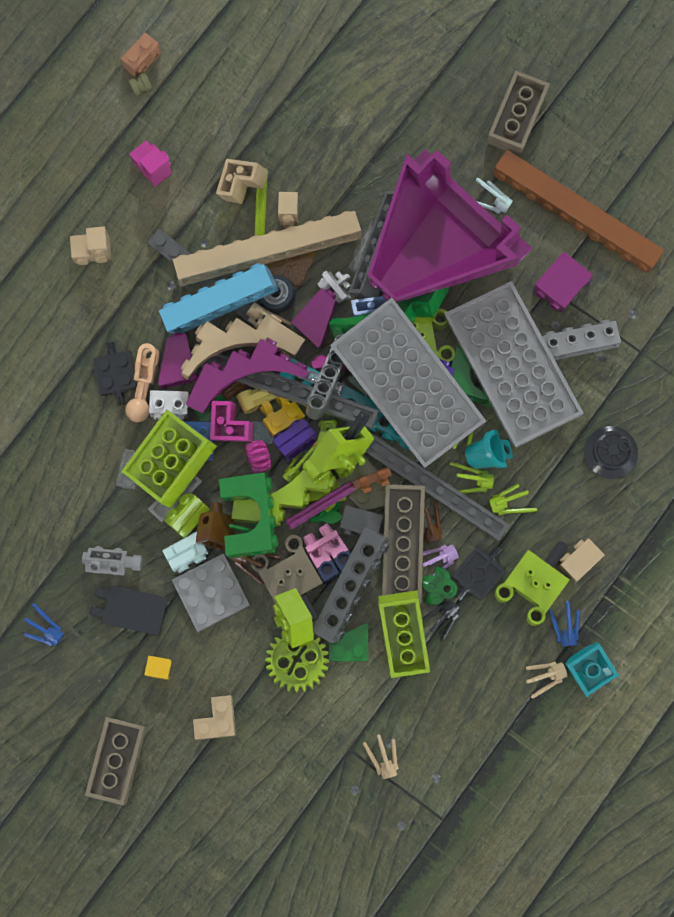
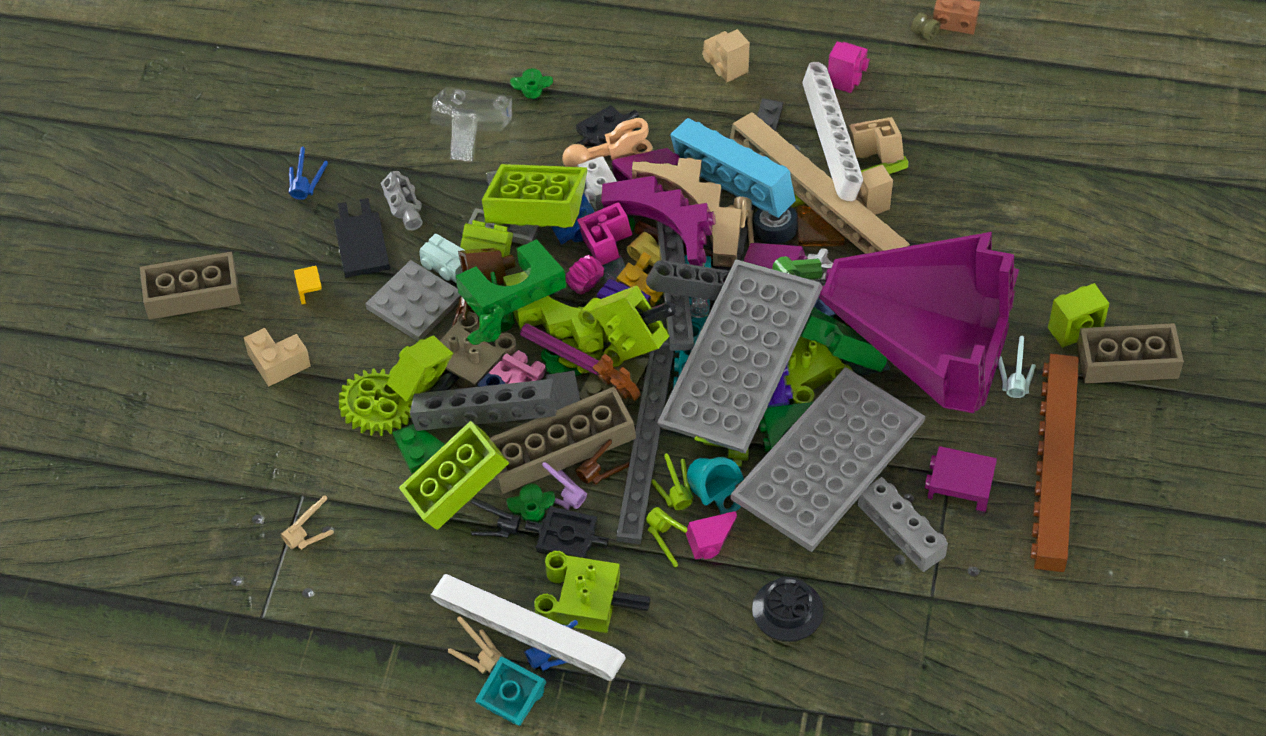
camera: 65 degrees right, 25 degrees down
(33, 406) = (531, 83): none -> green plate
(69, 484) = (467, 113): none -> clear piece
(218, 209) = (832, 132): none -> white beam
(287, 552) = (489, 327): none -> green plate
(343, 307) = (807, 268): none -> bright green piece
(471, 129) = (1077, 310): none -> lime brick
(529, 474) = (709, 534): none -> dark pink slope
(555, 637) = (528, 627): none -> white beam
(581, 560) = (638, 630): tan brick -> none

